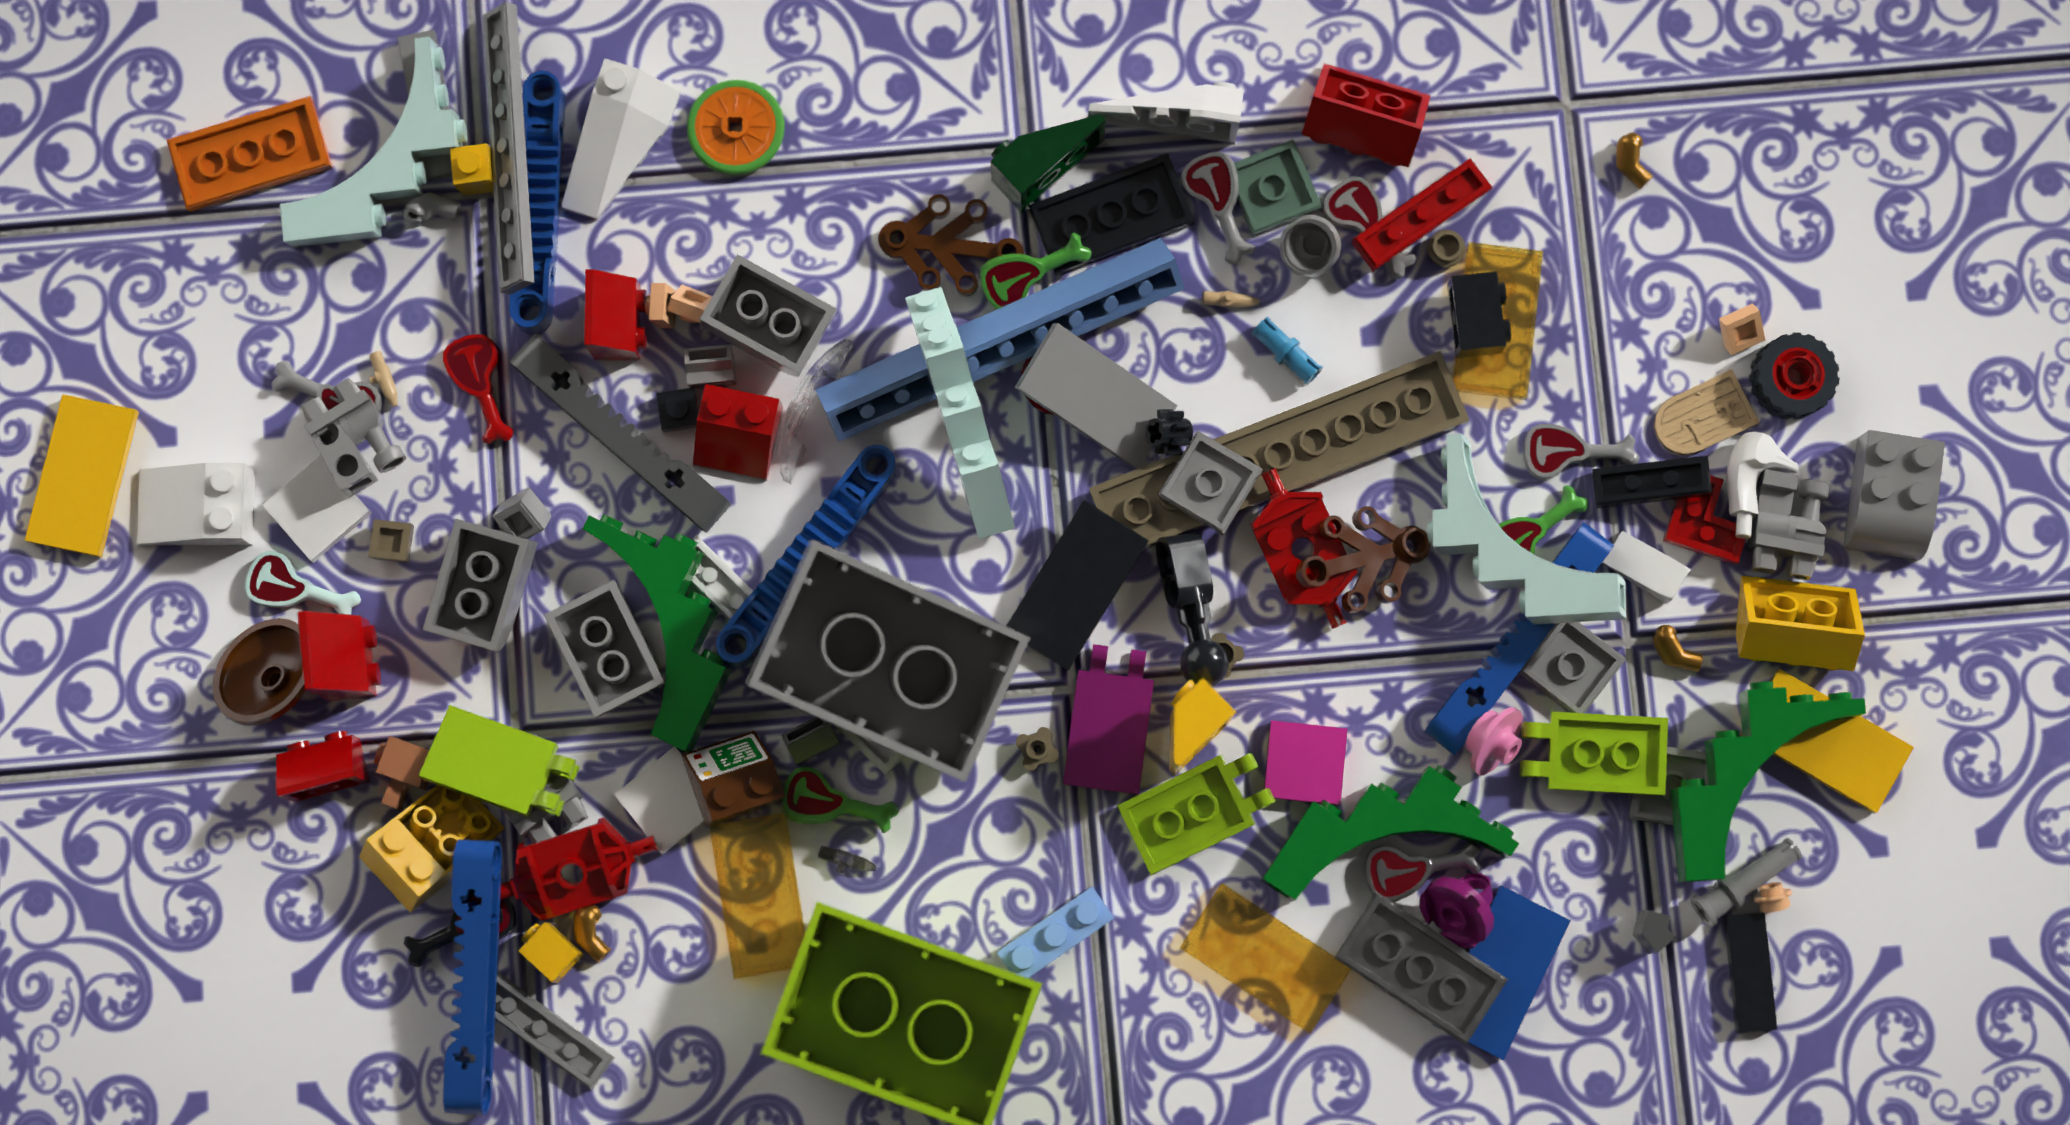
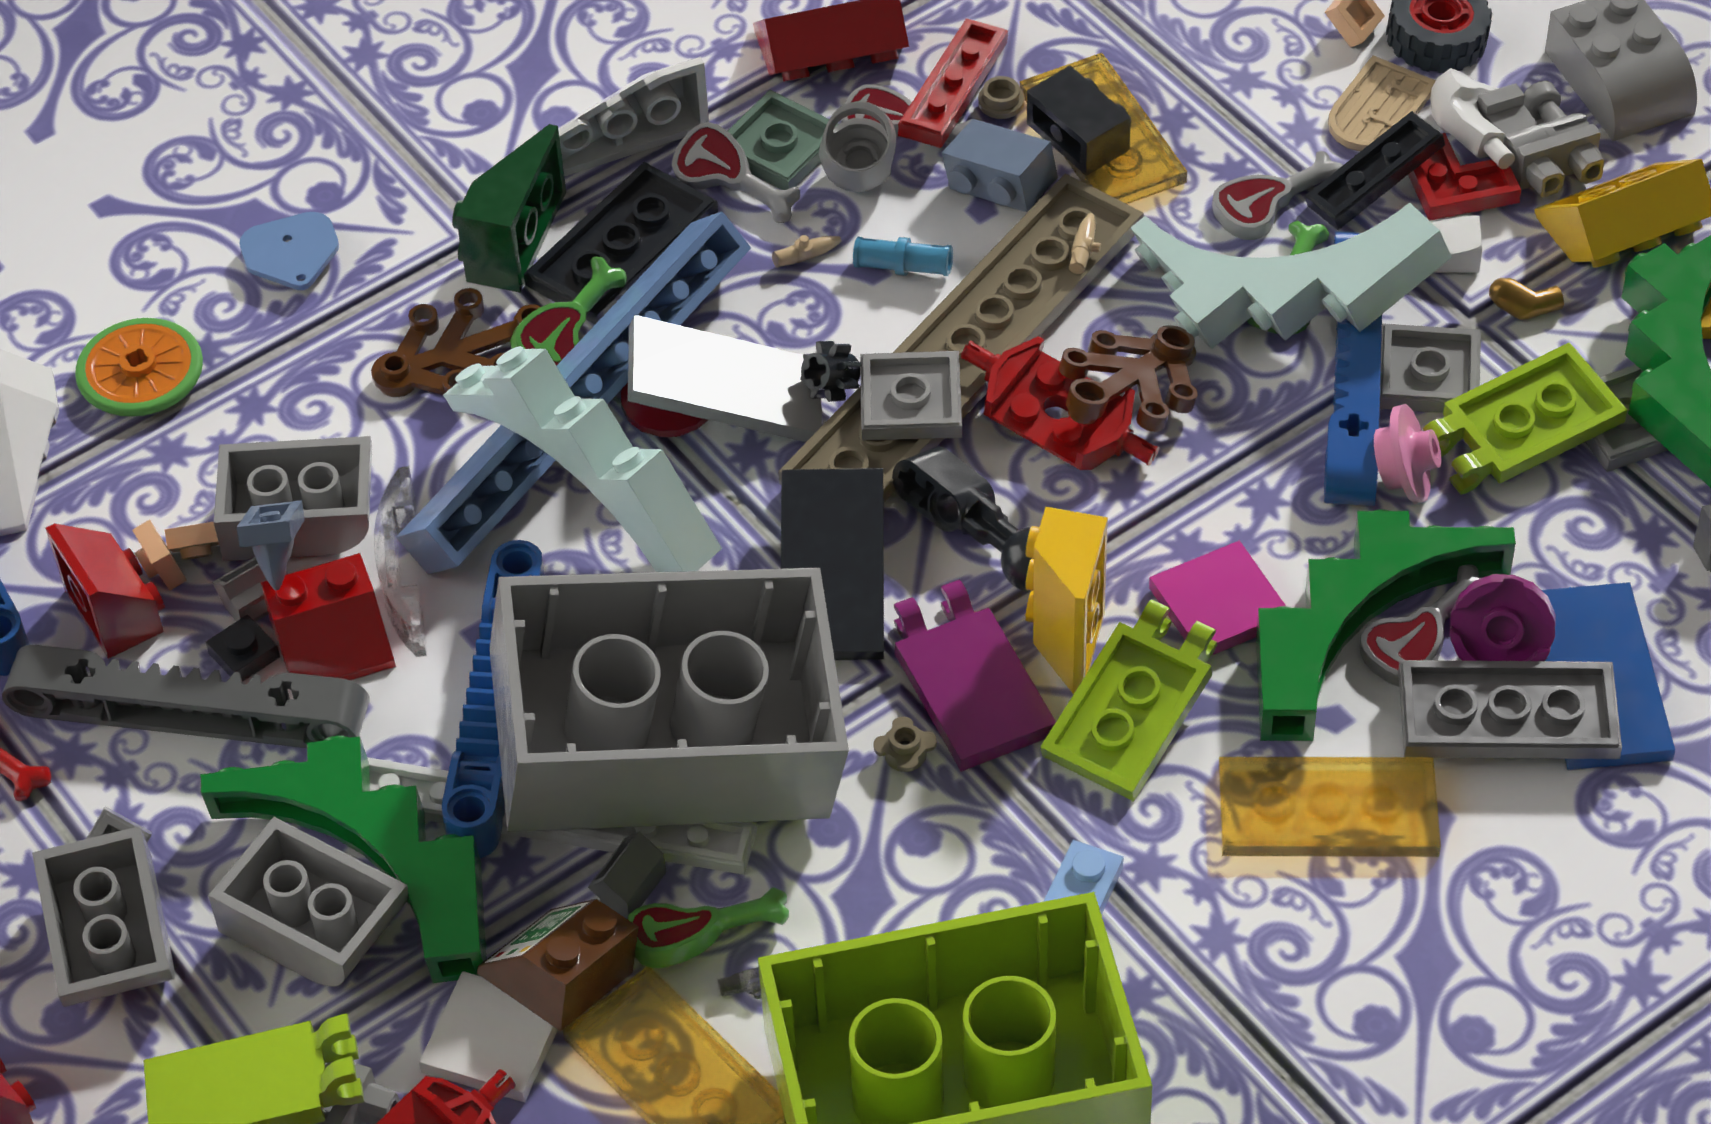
camera: 30 degrees left, 30 degrees down
(723, 362) = (271, 534): none -> sand blue tile
(888, 94) = (283, 262): none -> medium blue piece
(1398, 317) = (1000, 165): none -> sand blue brick
(1408, 426) = (1083, 245): none -> tan helmet

